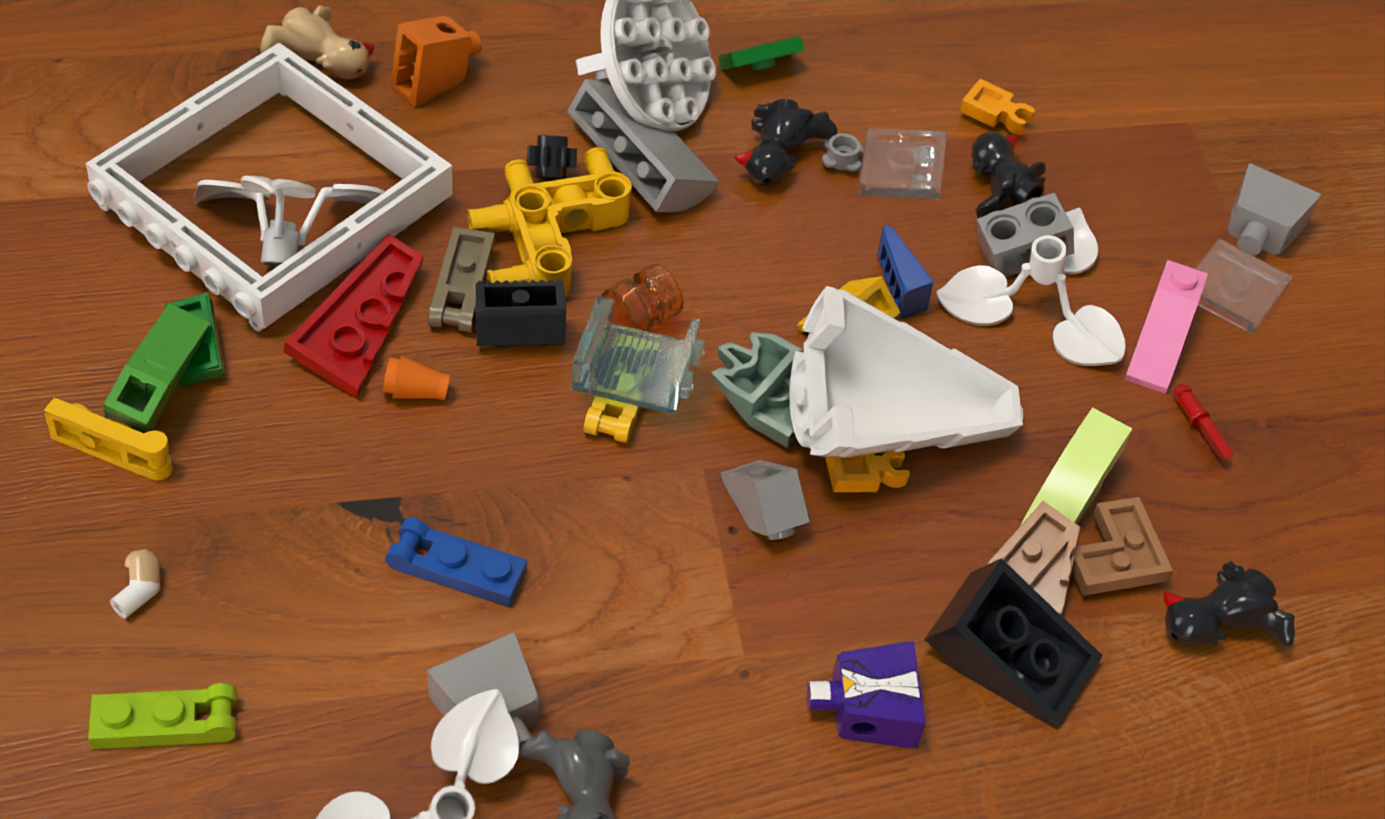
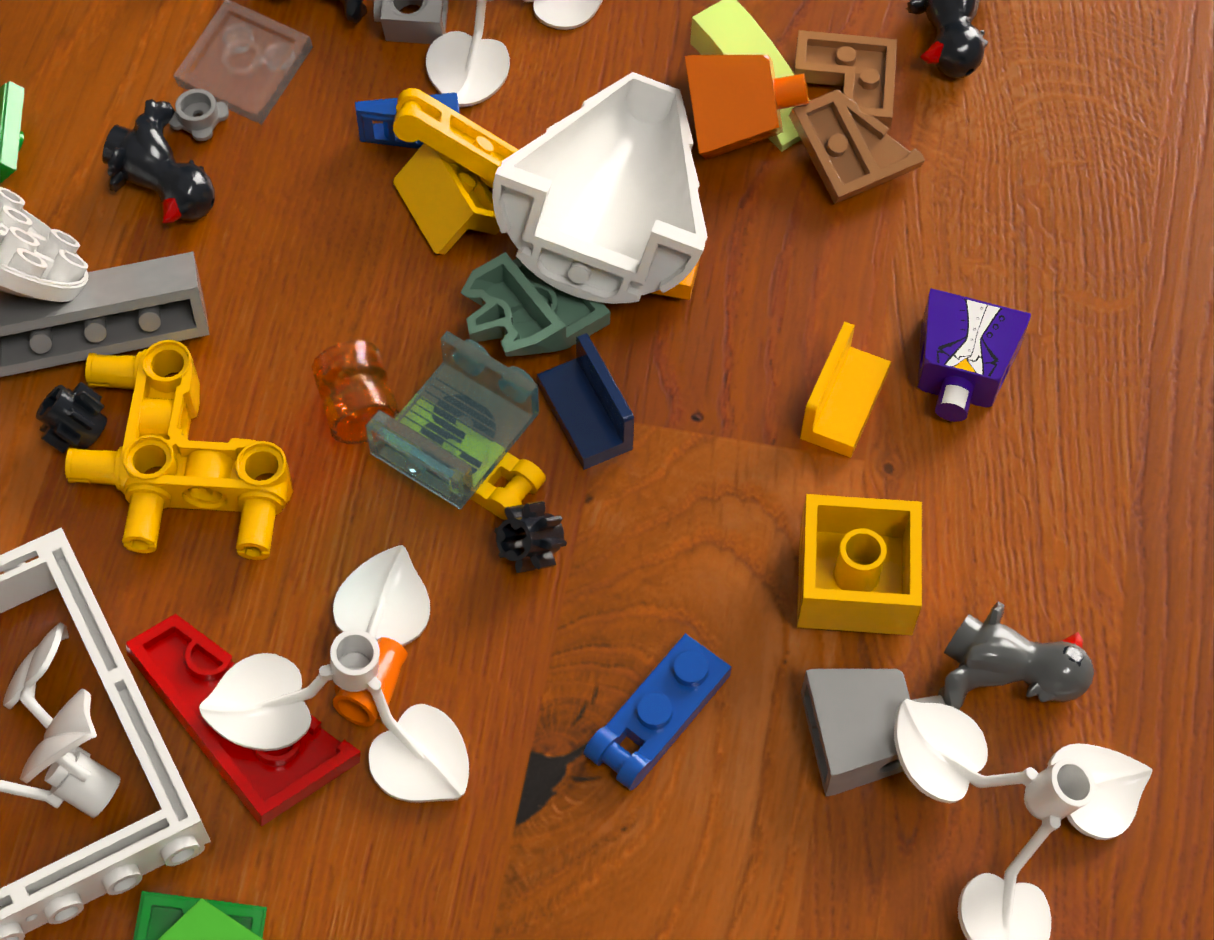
camera: 65 degrees left, 10 degrees up
(373, 429) = (263, 697): none -> white plant
(463, 266) = (225, 581): dark tan plate -> none
(520, 313) = (327, 527): black brick -> none
(566, 437) = (530, 536): none -> black gear
(627, 653) = (860, 564): none -> yellow brick
(701, 450) = (588, 406): none -> dark blue panel
(767, 497) = (680, 362): light grey slope -> none
(793, 613) = (843, 396): none -> yellow panel
(887, 287) = (450, 134): none -> yellow plate
(1014, 643) = (935, 209): black slope -> none
(1027, 460) = (739, 100): none -> orange torso

